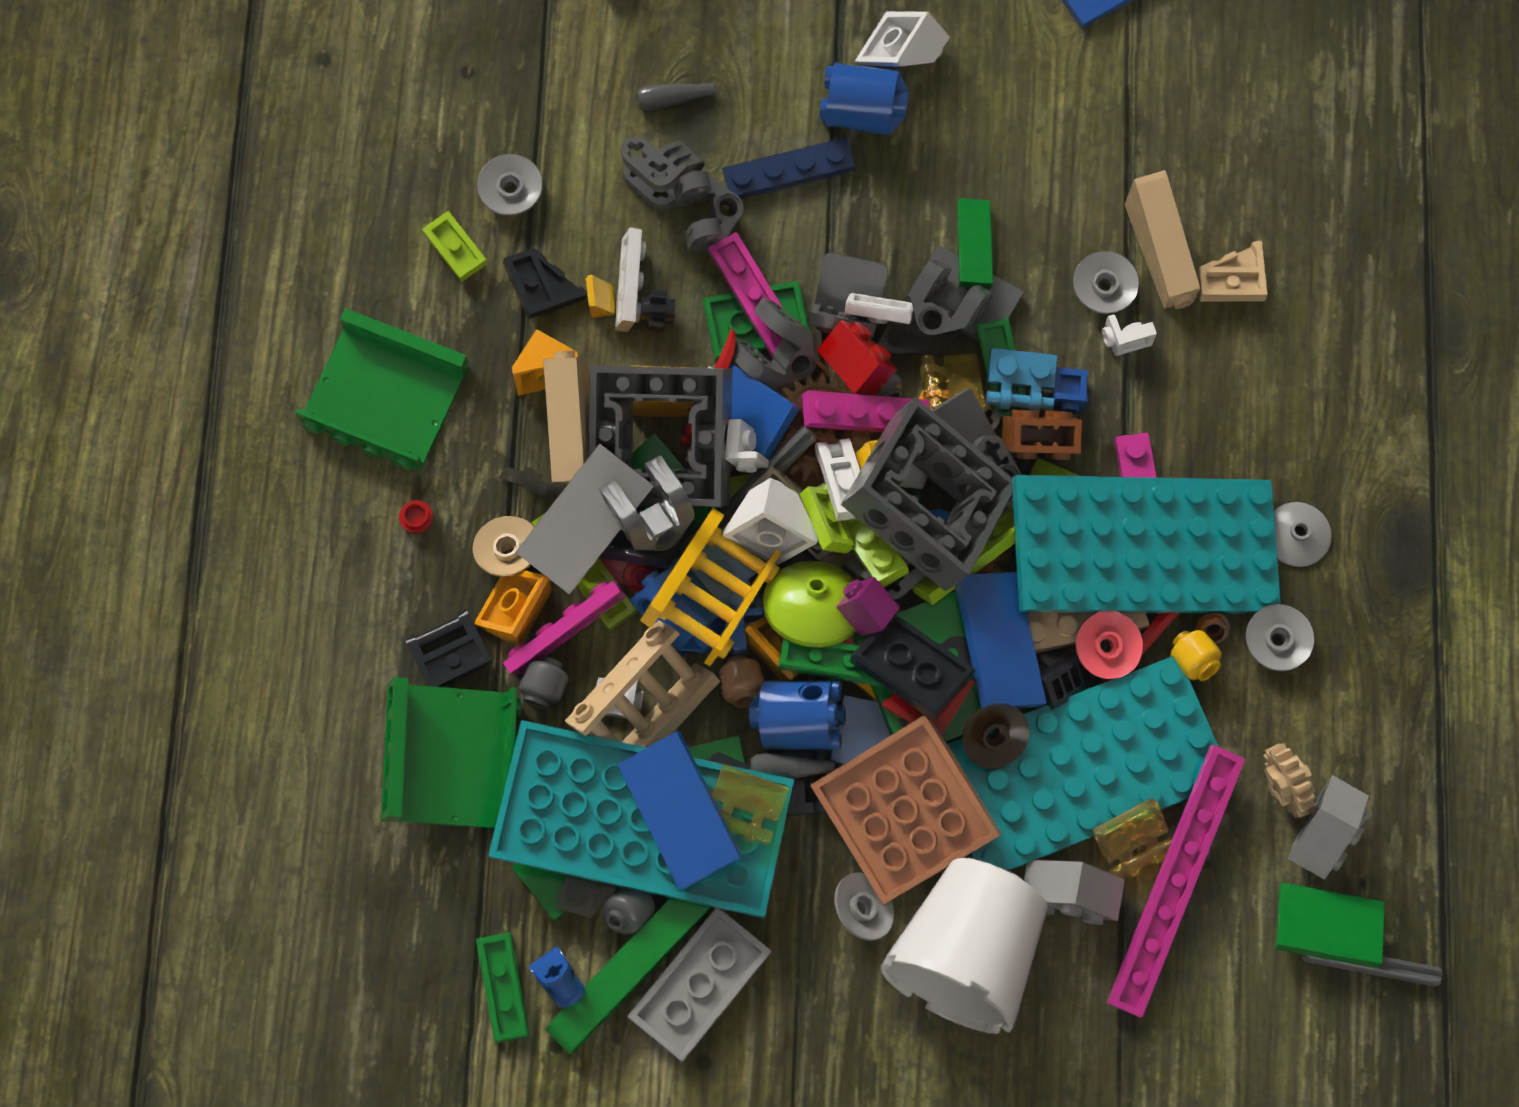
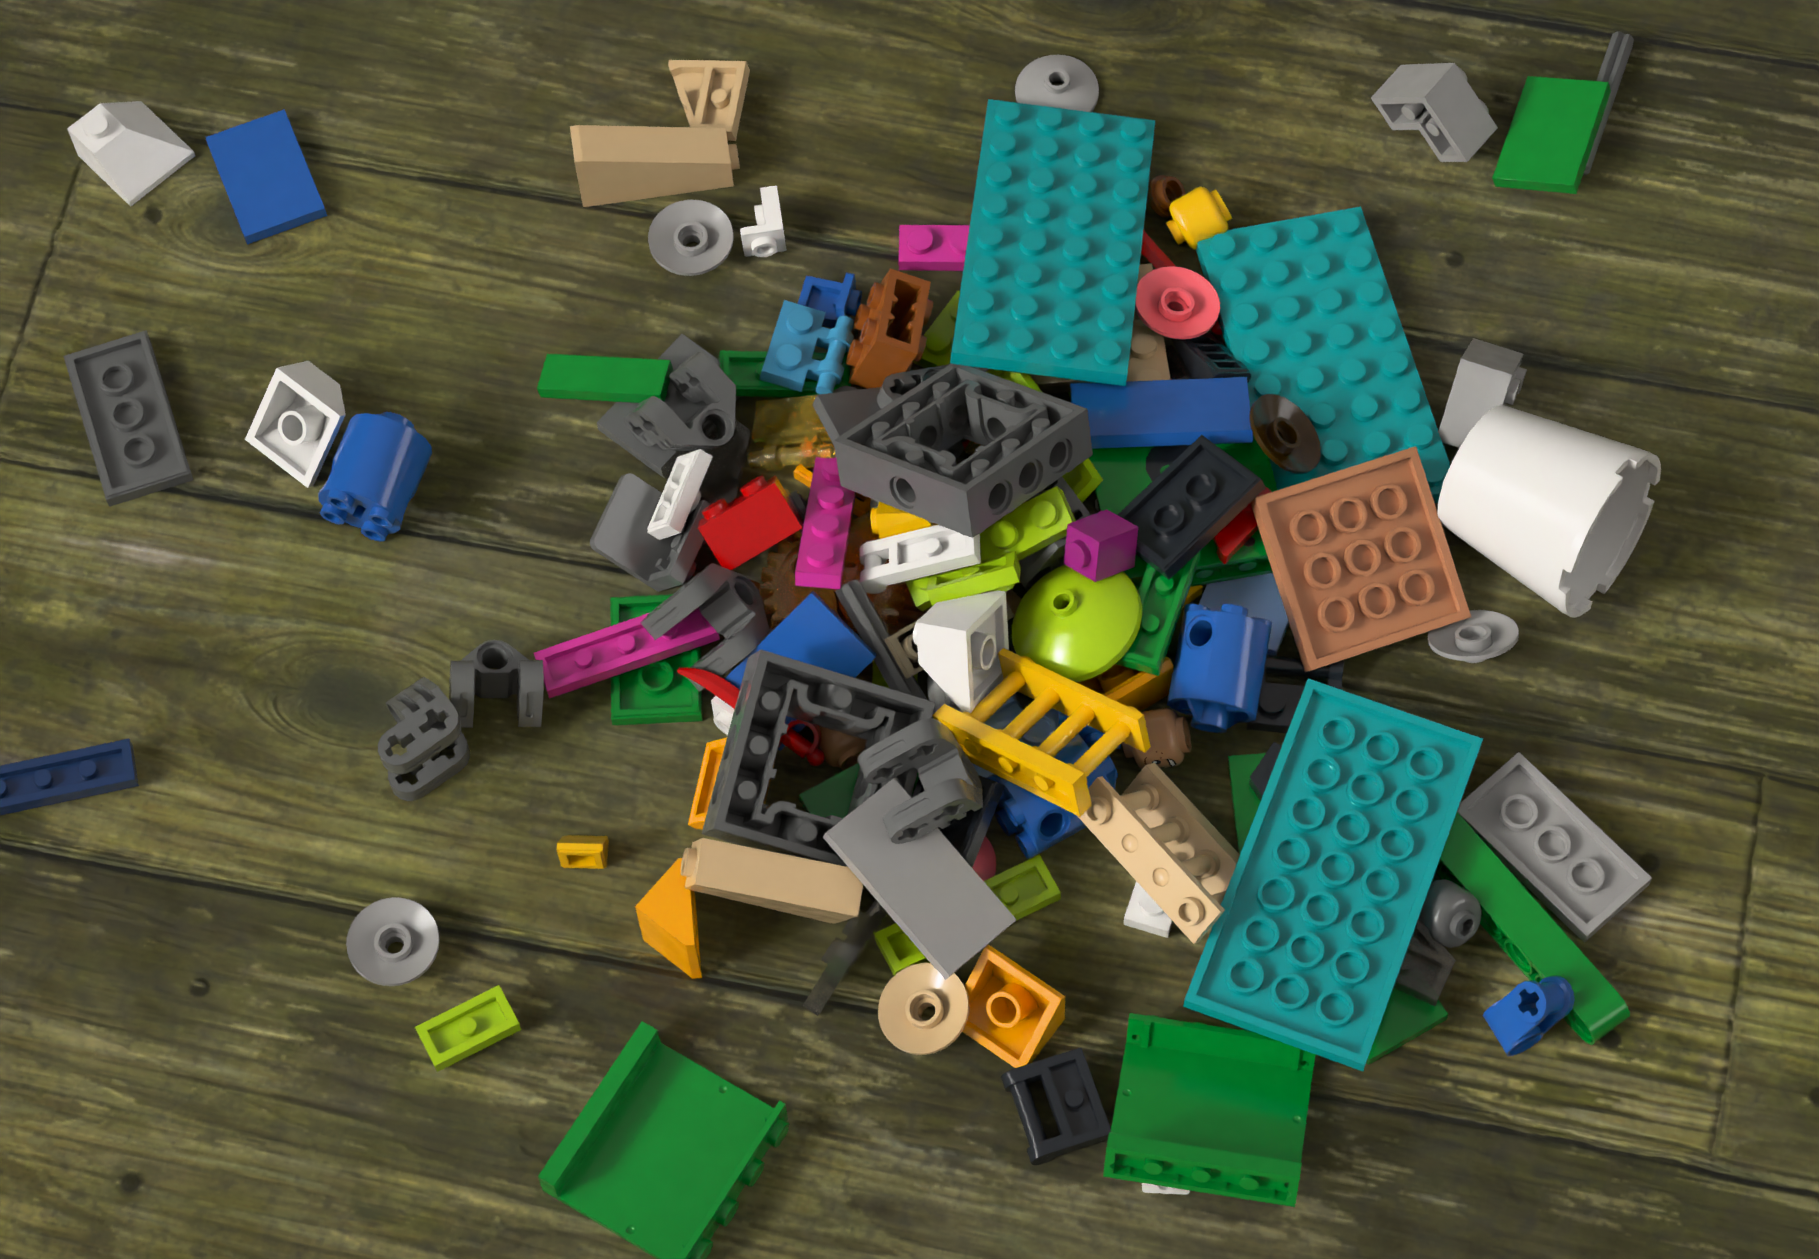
camera: 75 degrees left, 10 degrees down
(416, 517) = (857, 1128): red plate -> none
(502, 988) = (1529, 1094): green tile -> none
(540, 284) = (547, 922): black wing -> none
(543, 683) = (1125, 983): dark grey head -> none
(554, 635) = (1062, 958): dark pink plate -> none
(630, 280) = (567, 805): white plate -> none
(630, 572) = (996, 848): red plate -> none
(657, 310) = (620, 772): black gear -> none
(668, 95) = (303, 722): dark grey piece -> none
(680, 810) = (1338, 810): blue tile -> none
(739, 447) = (849, 664): white bracket -> none
(751, 795) = (1324, 727): clear yellow plate -> none
(789, 168) = (445, 586): dark blue plate -> none
(789, 766) = (1283, 692): dark grey piece -> none
(1129, 831) = (1413, 315): clear yellow plate -> none
(1175, 881) = (1482, 282): dark pink plate -> none
(1289, 780) = (1375, 137): tan gear -> none
(1290, 626) = (1190, 111): light grey dish -> none

